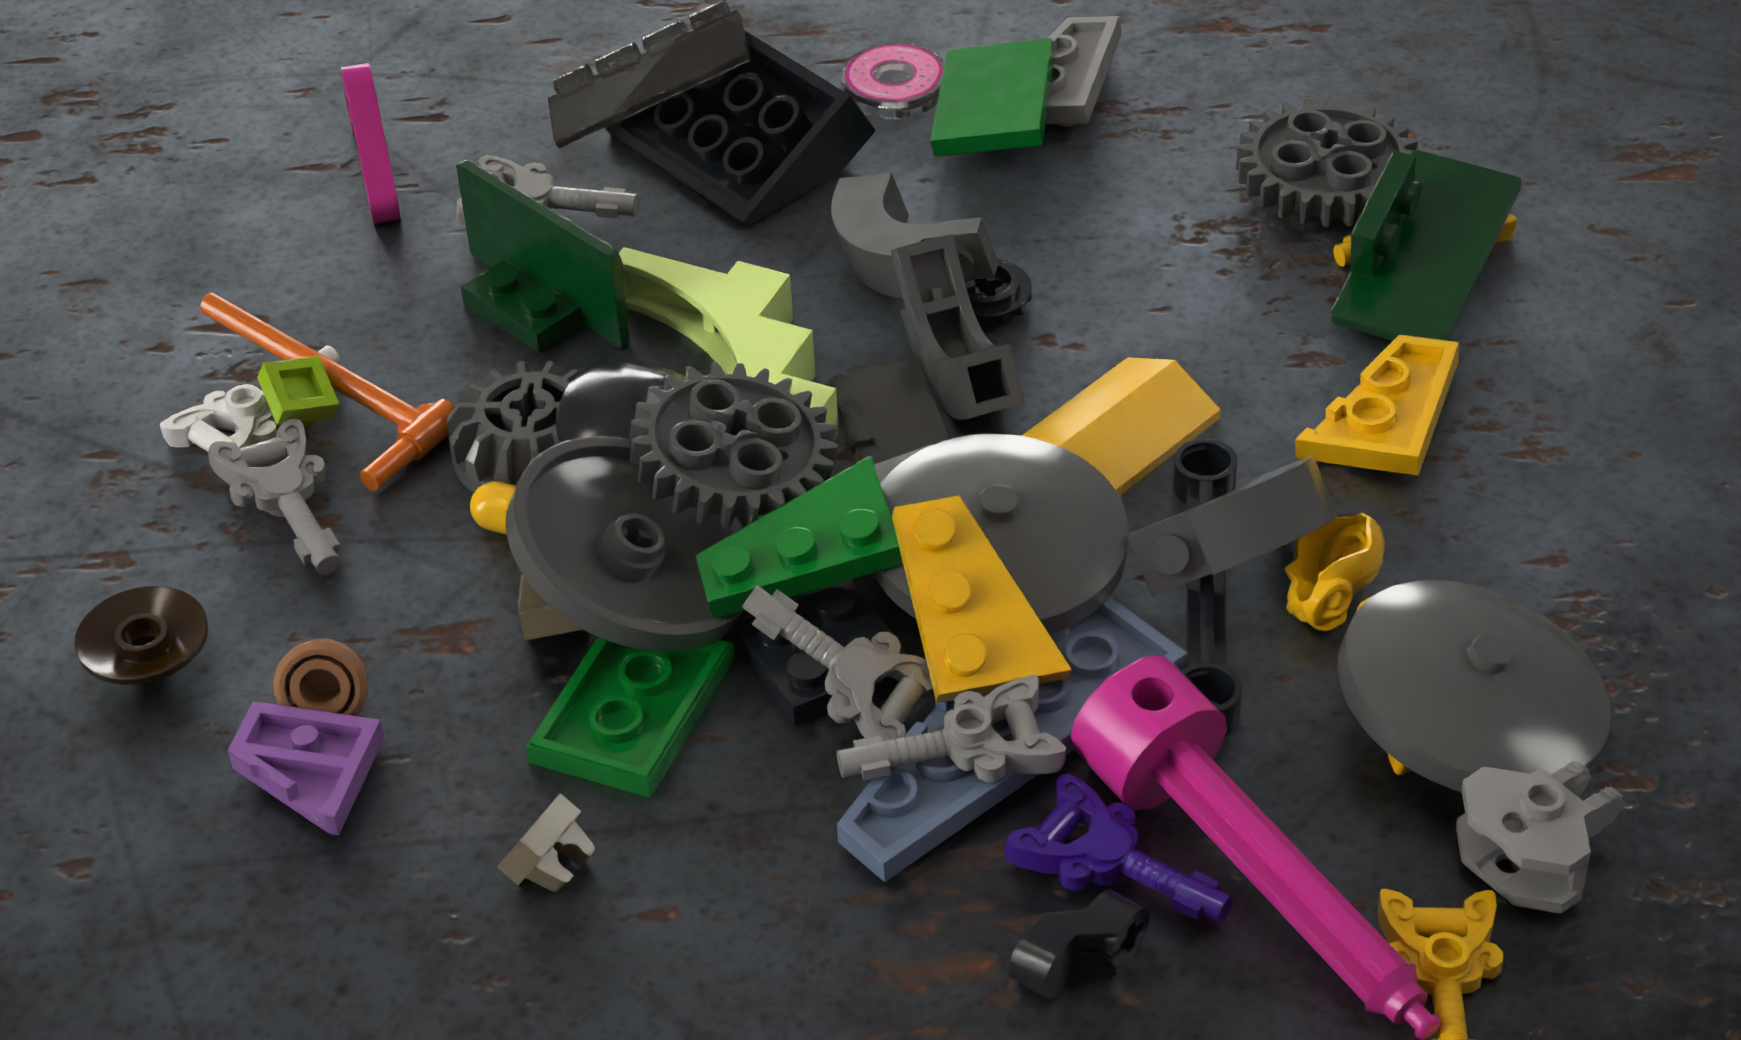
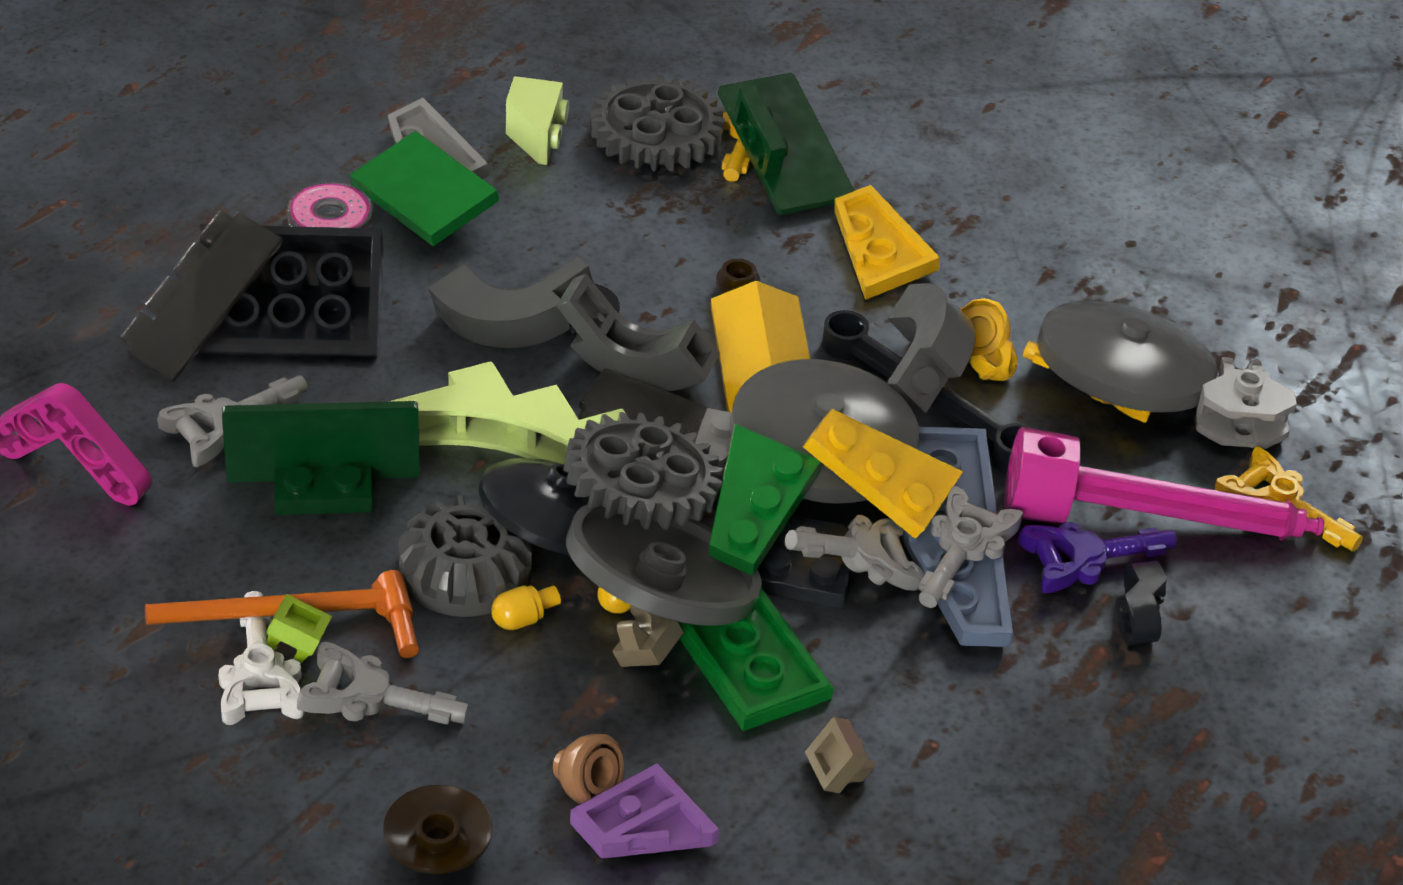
camera: 55 degrees left, 0 degrees up
(1183, 346) = (736, 274): none -> dark brown plate
(1212, 91) = (535, 116): none -> yellowish green slope

